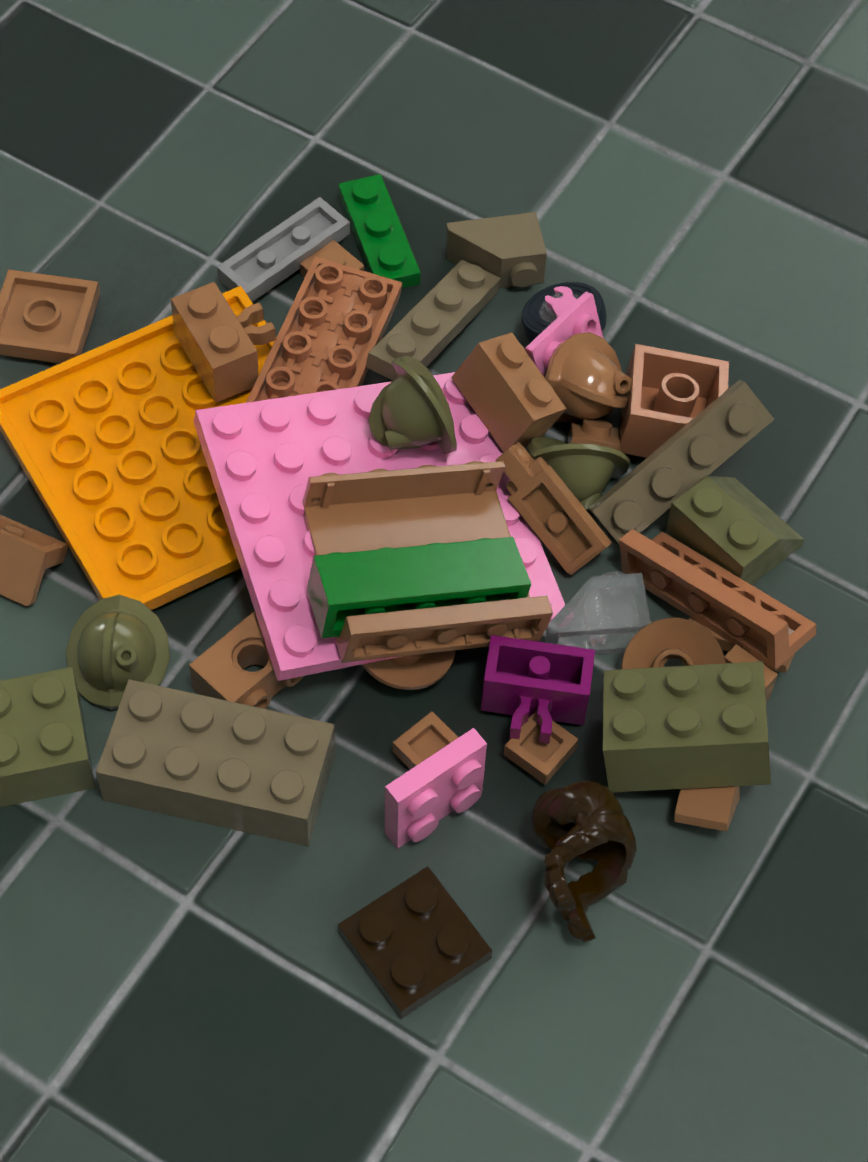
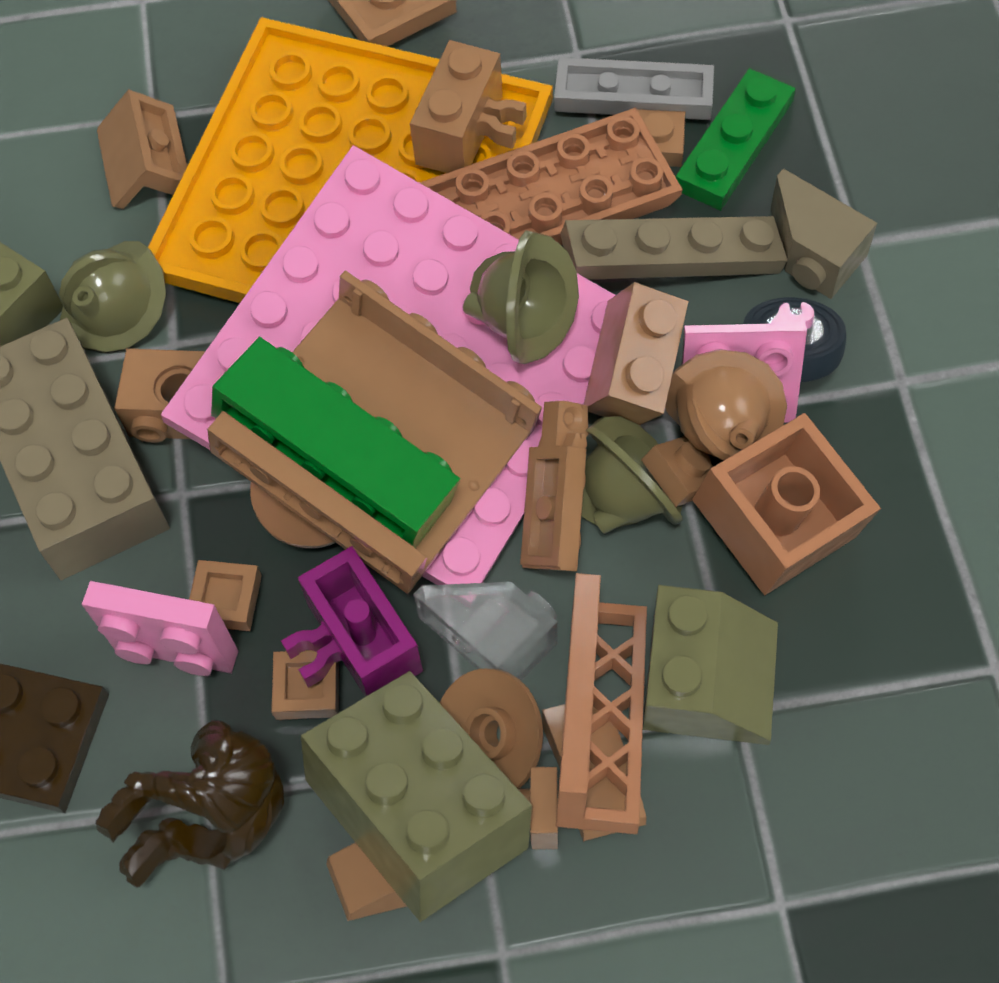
camera: 55 degrees right, 5 degrees up
(682, 461) = (718, 558): dark tan plate -> none

